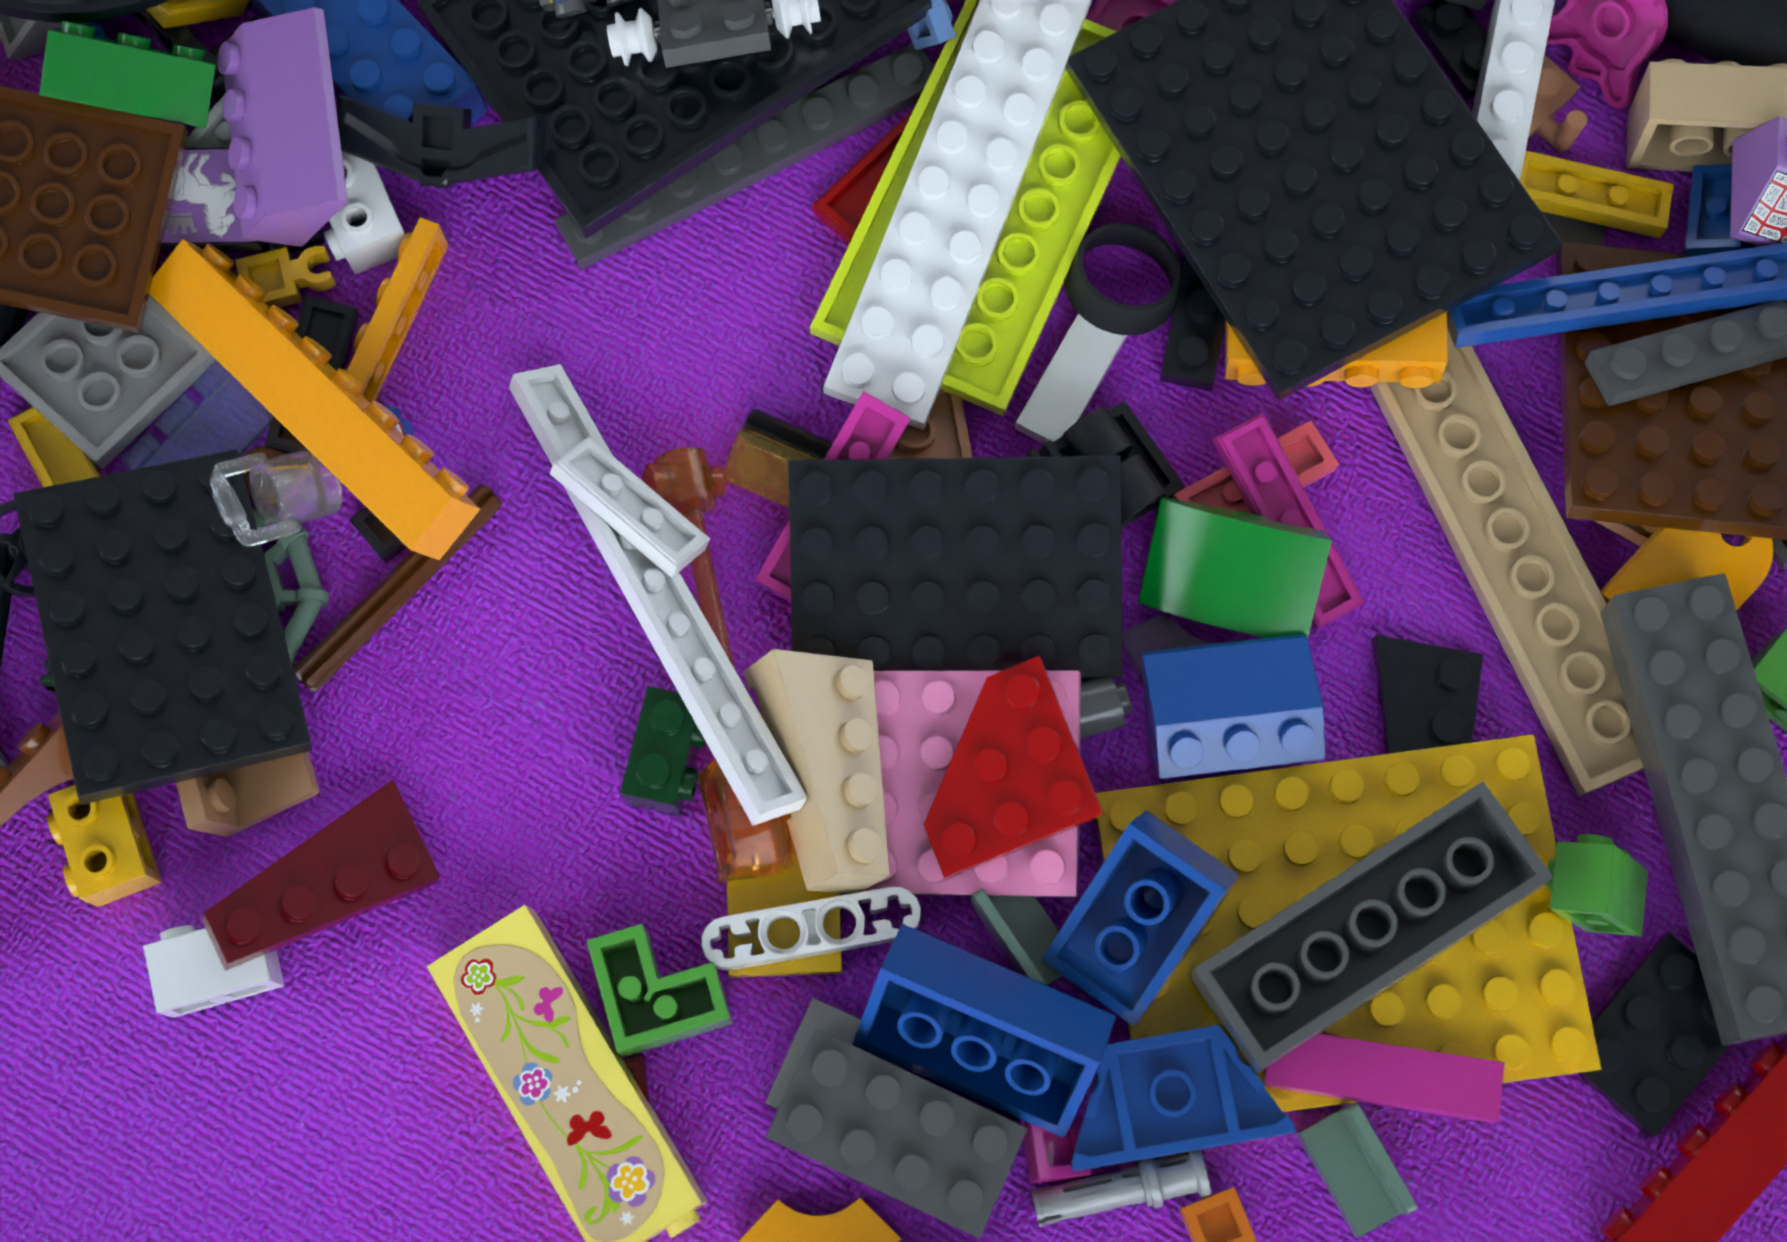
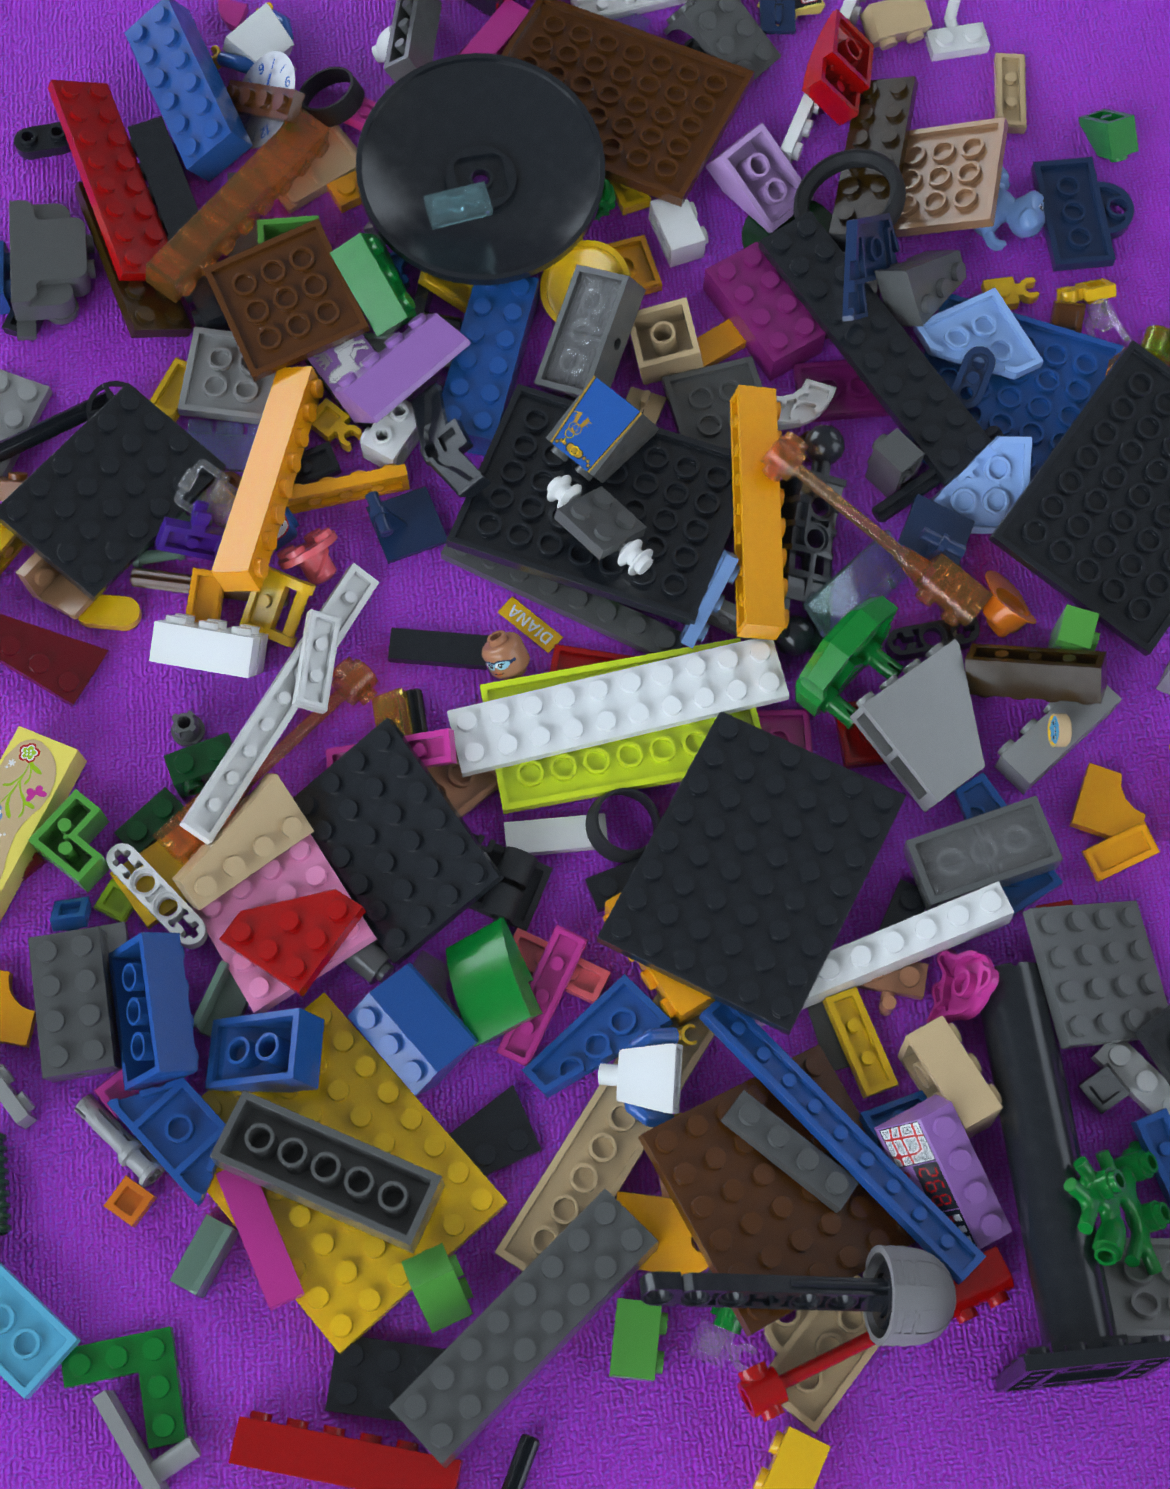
camera: 55 degrees right, 5 degrees down
(319, 557) = (192, 537): none -> dark purple plate
(341, 740) = (112, 613): none -> yellow tile
(421, 605) = (204, 596): none -> light orange tile
(460, 419) = (311, 556): none -> coral plate
(493, 534) = (266, 606): none -> yellow plate
(501, 278) = (405, 523): none -> dark blue plate
(502, 632) = (209, 645): none -> white piece
(601, 754) = (187, 729): none -> dark grey hose
(690, 875) = (148, 820): none -> dark green plate
(710, 351) = (437, 648): none -> black tile
(753, 1063) = (71, 914): none -> blue plate
(758, 220) = (530, 624): none -> yellow sticker
(772, 996) = (114, 903): none -> lime tile
(790, 270) = (505, 655): none -> nougat head
(1386, 483) = (595, 1037): none -> blue wing
(1491, 451) = (649, 1074): none -> white torso

